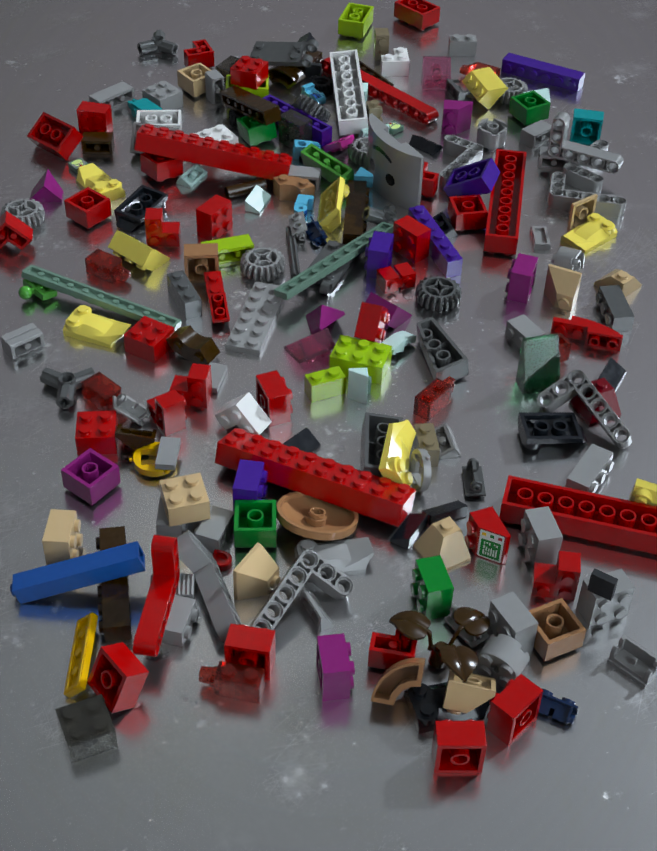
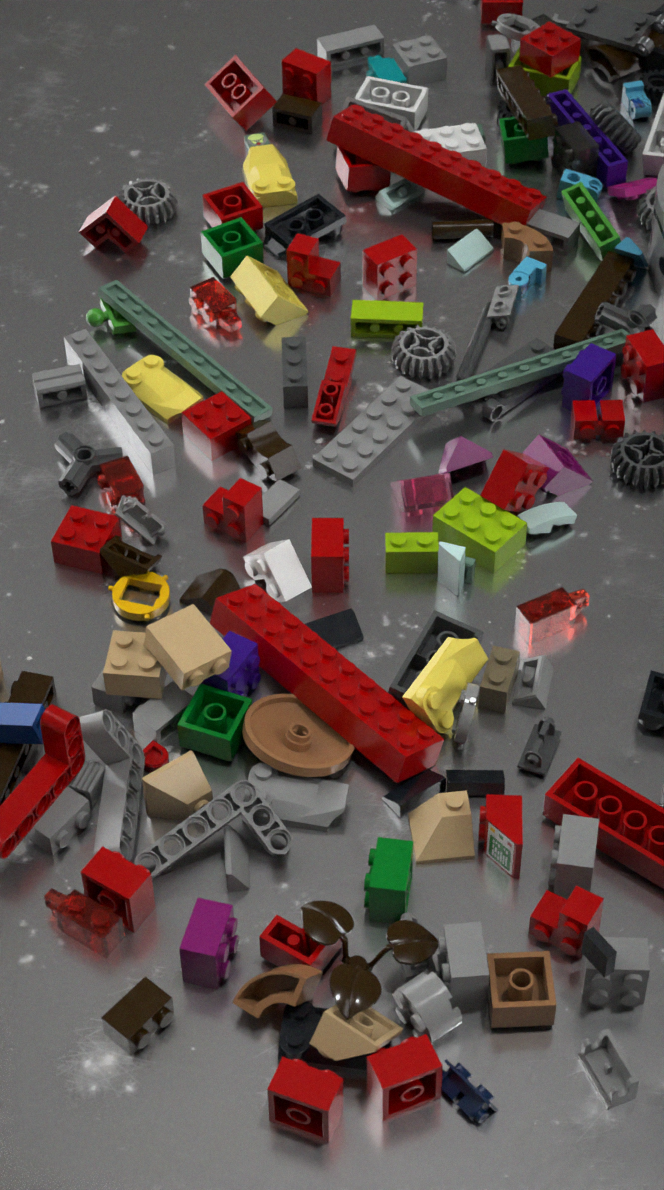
camera: 25 degrees right, 5 degrees up
(47, 189) = (197, 171): magenta slope -> none
(74, 341) = (120, 402): none -> light grey brick
(90, 476) = (48, 597): magenta brick -> none
(98, 228) = (229, 244): none -> green brick
(167, 453) = (157, 593): light grey tile -> none
(168, 412) = (187, 538): red brick -> none
(193, 79) = (471, 40): tan brick -> none
(200, 259) = (336, 326): medium nougat brick -> none
(201, 444) = (208, 587): none -> dark brown slope
(219, 64) = (506, 20): none -> light grey piece
(222, 475) = (187, 647): none -> tan brick
(307, 733) = (138, 1016): none -> dark brown brick
(314, 233) = (523, 321): dark blue hinge -> none
(331, 204) = (564, 282): light yellow slope -> none
(440, 351) = (593, 552): dark grey wedge -> none

